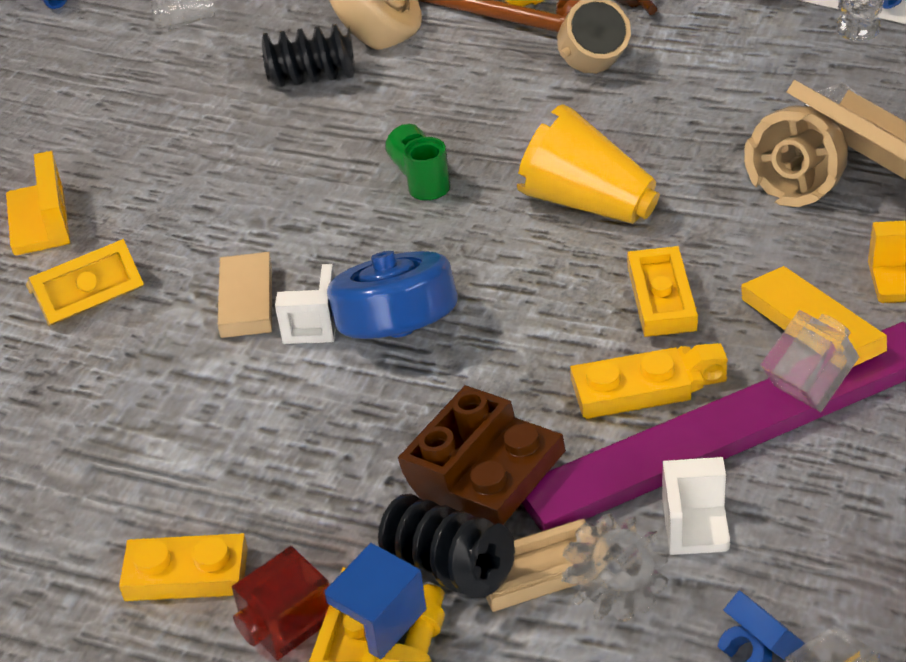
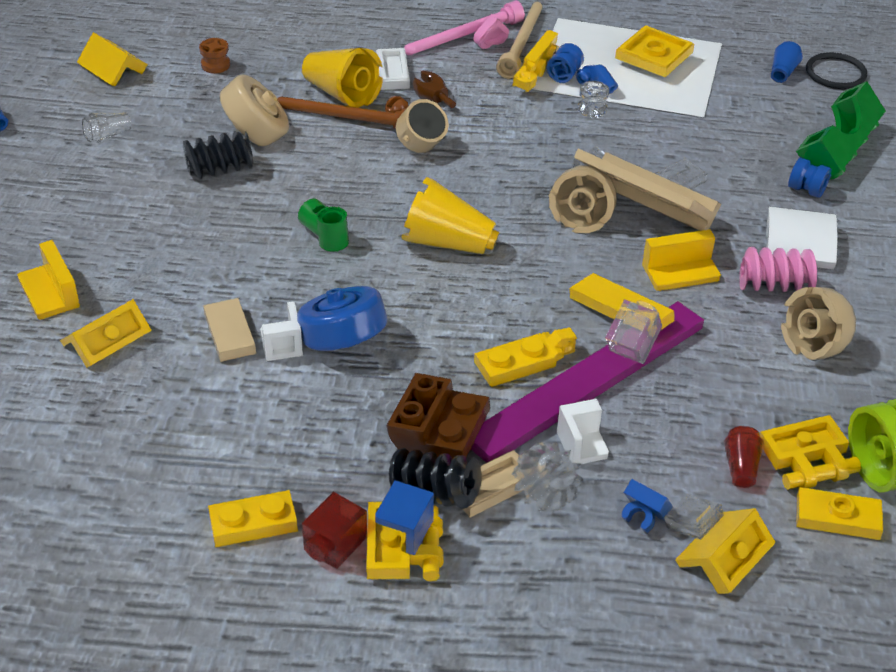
camera: 20 degrees left, 0 degrees up
(662, 291) = (519, 297): yellow plate -> none

